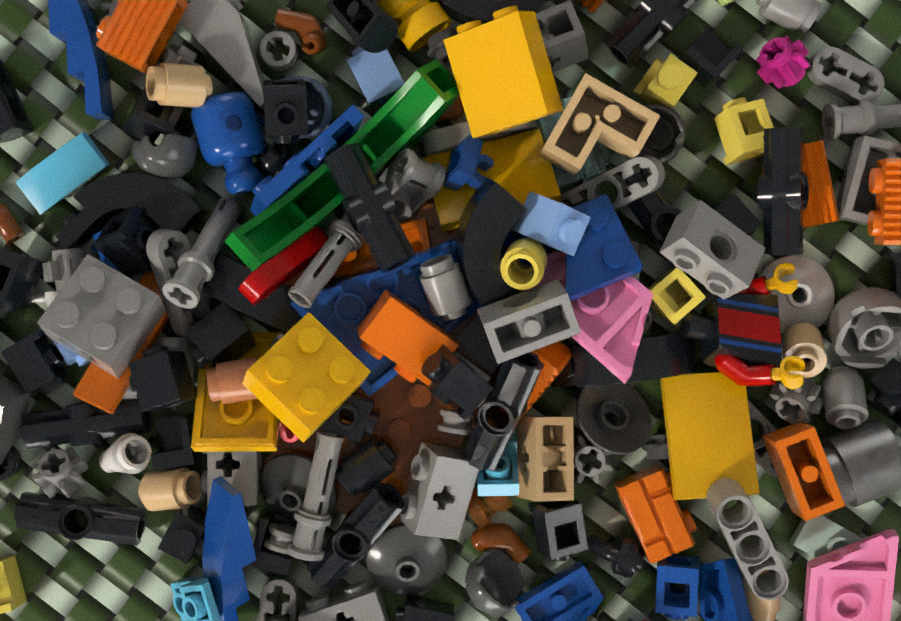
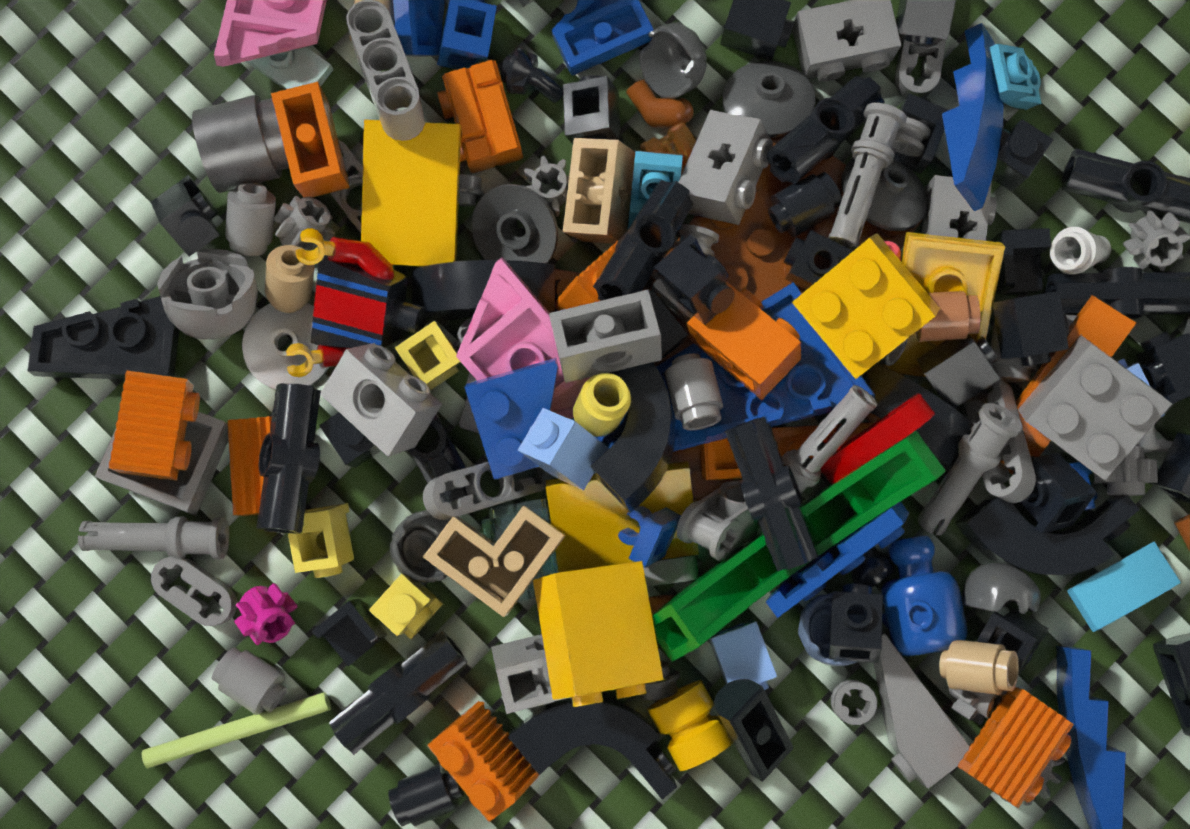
camera: 170 degrees left, 5 degrees down
(170, 489) = (1031, 206): tan brick -> none
(306, 27) = (818, 724): dark orange arm -> none

